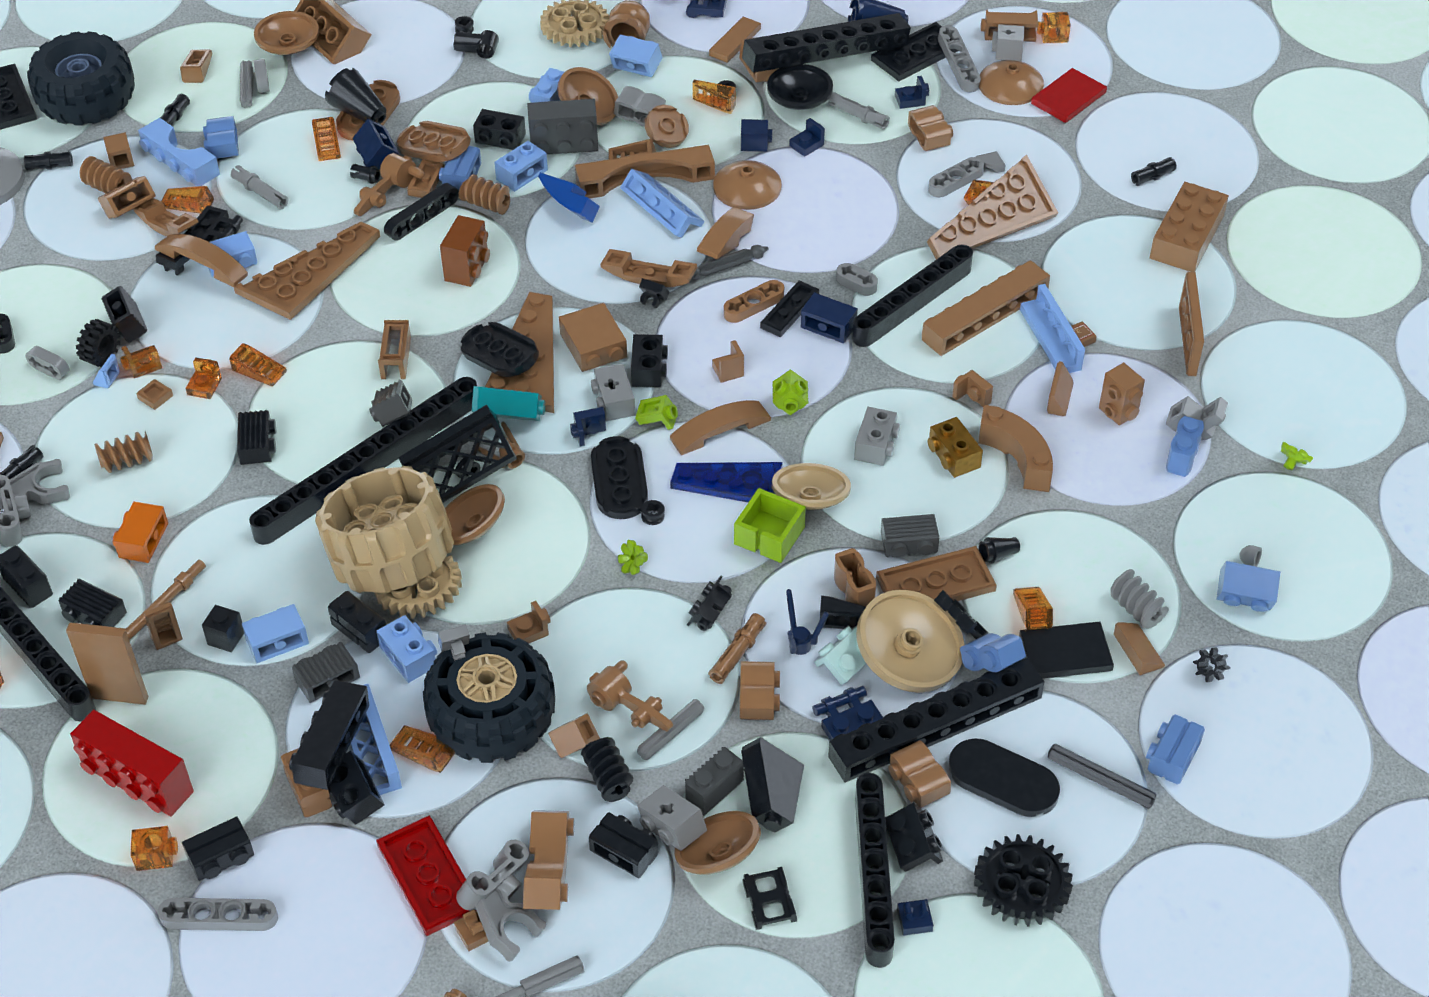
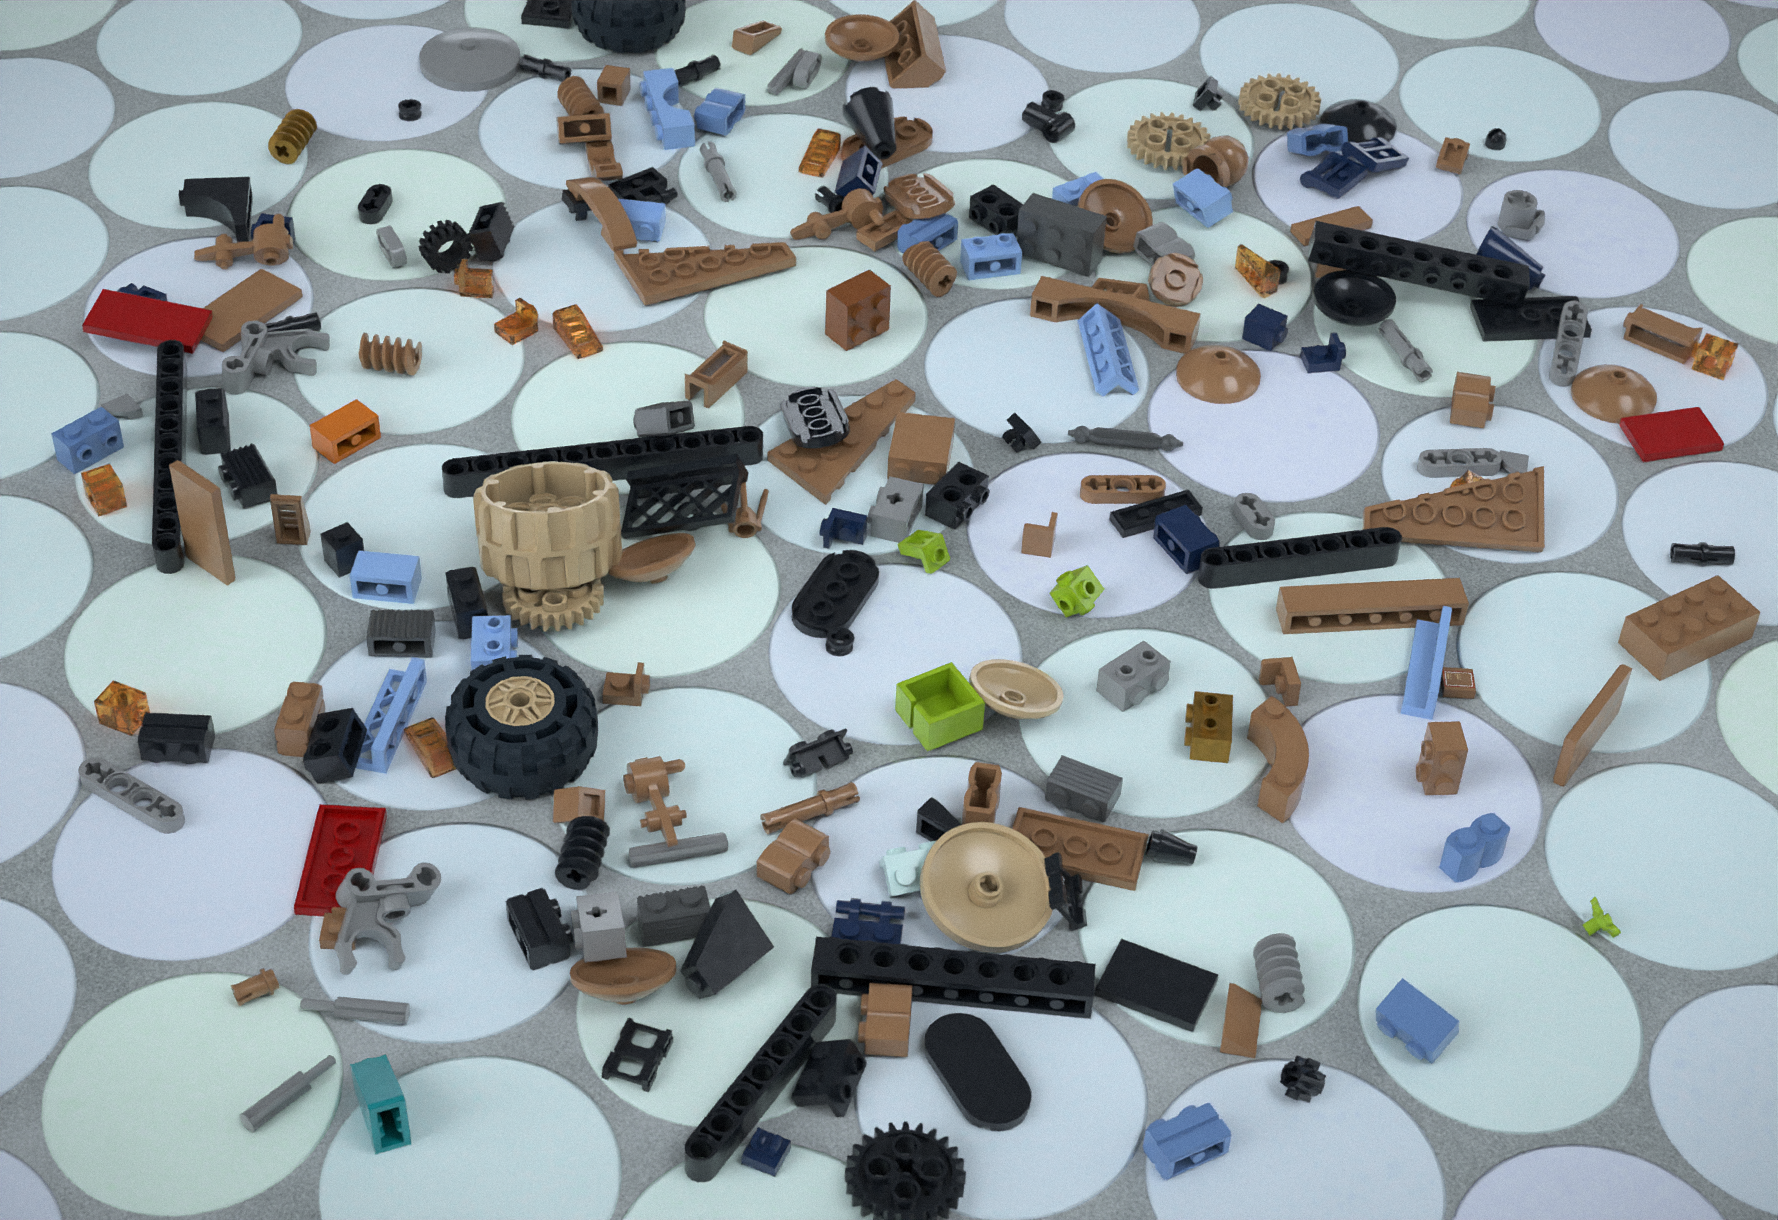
camera: 30 degrees right, 5 degrees down
(107, 373) = (436, 278): light blue slope -> none
(132, 763) = (160, 624): red brick -> none
(154, 394) = (464, 317): medium nougat tile -> none
(181, 582) = (345, 493): medium nougat bar -> none
(188, 199) = (643, 155): clear orange slope -> none
(255, 437) = (518, 395): black brick -> none
(329, 734) = (342, 682): black brick -> none
(400, 224) = (854, 254): black beam -> none
(454, 640) = (513, 649): light grey tile -> none
(509, 403) = (776, 470): teal slope -> none
(547, 872) = (464, 898): medium nougat brick -> none
(570, 196) = (1012, 306): blue slope -> none
(621, 265) = (1015, 397): medium nougat slope -> none
(632, 558) = (780, 672): lime plant -> none
(716, 421) = (983, 585): medium nougat slope -> none
(725, 479) = (936, 642): clear blue wing -> none
(726, 233) = (1146, 409): medium nougat slope -> none
(800, 637) = (880, 832): dark blue plant -> none
(912, 95) = (1481, 360): dark blue bracket -> none
(992, 652) = (1061, 940): medium blue brick -> none
(1008, 42) = (1640, 349): light grey brick -> none
(1033, 607) = (1155, 924): clear orange slope -> none
(1060, 391) = (1382, 726): medium nougat slope -> none
(1102, 776) = (1084, 1126): axle -> none
(1211, 414) = (1524, 830): light grey brick -> none
(1251, 555) = (1455, 997): light grey hinge -> none

